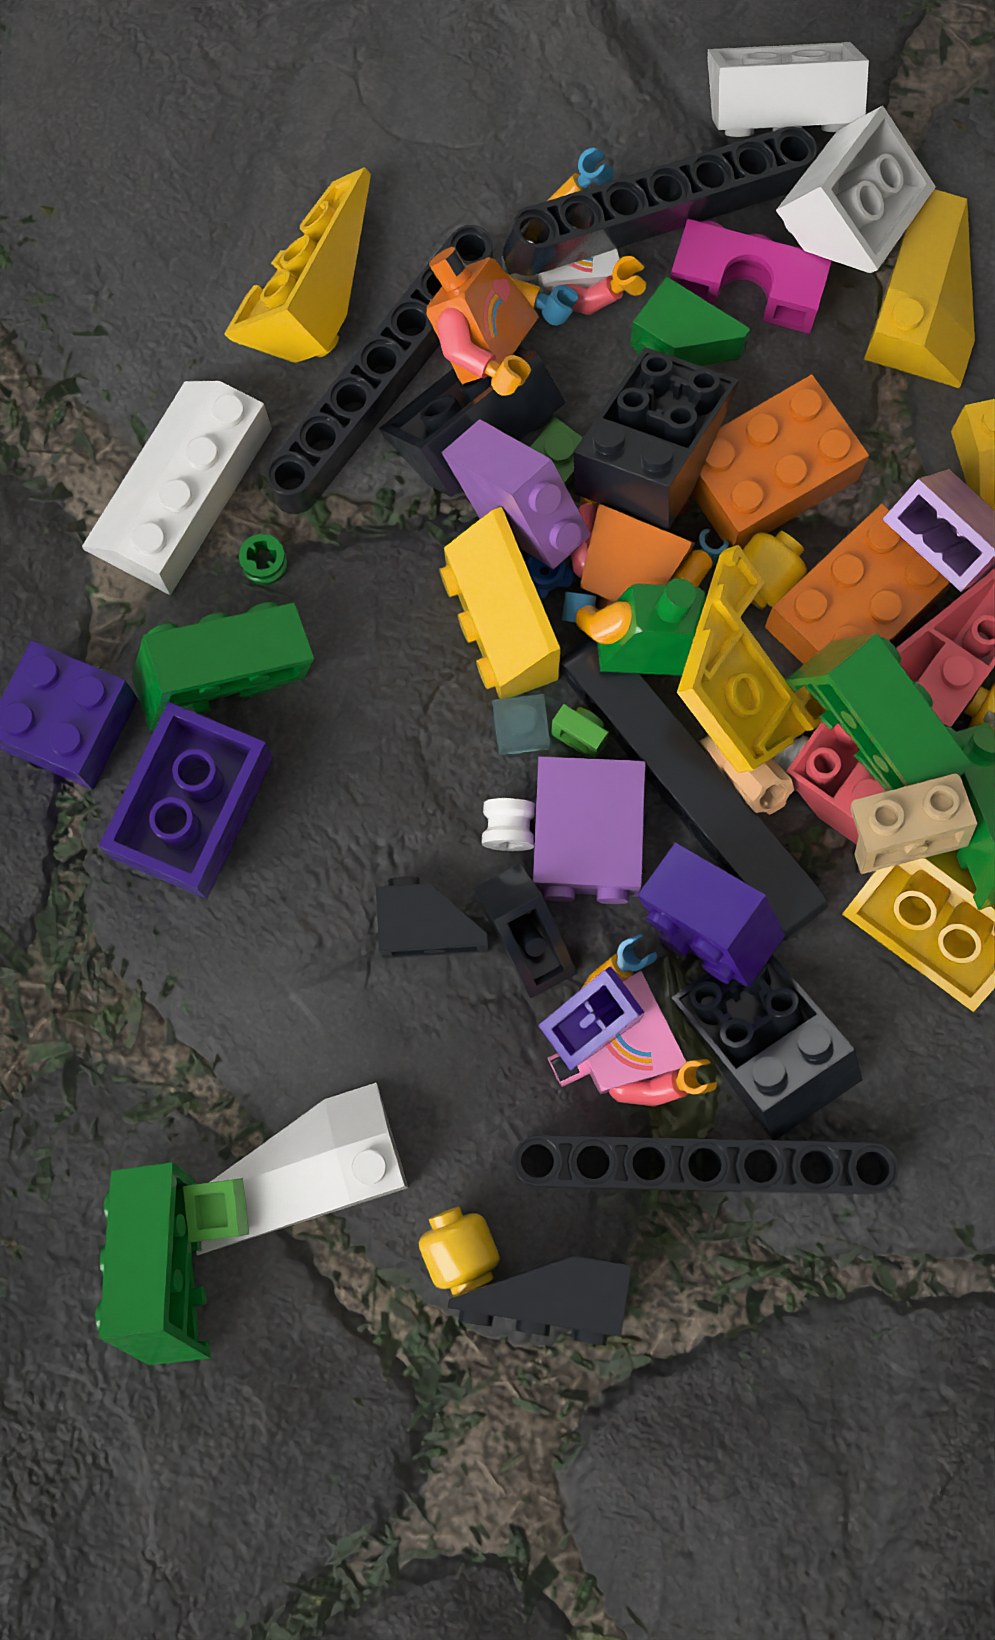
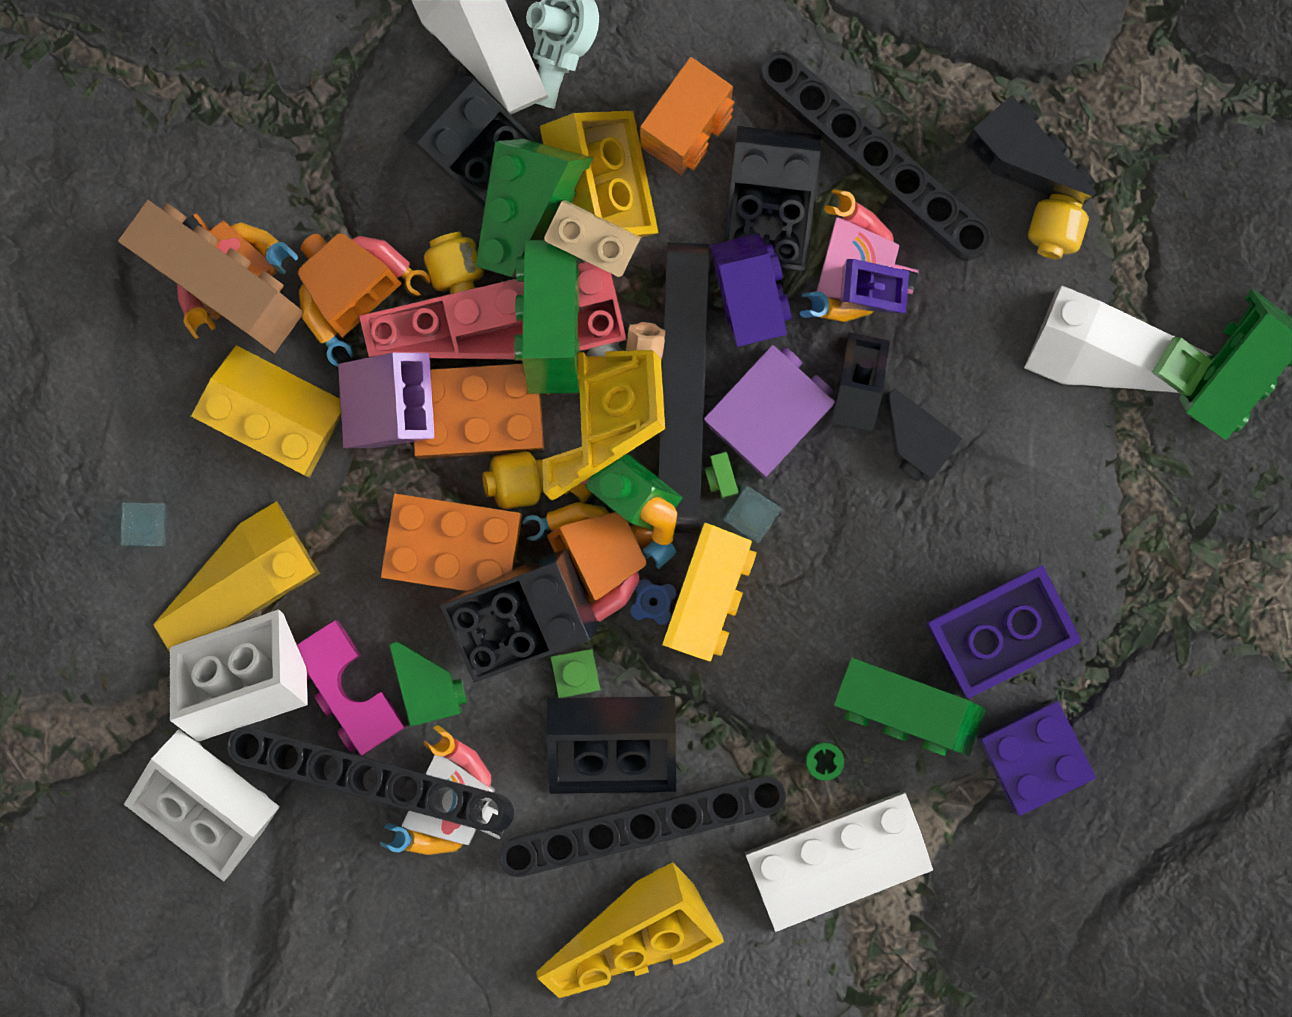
camera: 140 degrees left, 10 degrees up
(486, 315) = (558, 791): torso -> none
(508, 824) = (816, 454): white wheel -> none
(525, 483) = (640, 652): medium lavender brick -> none
(925, 1030) = (687, 116): none -> orange brick

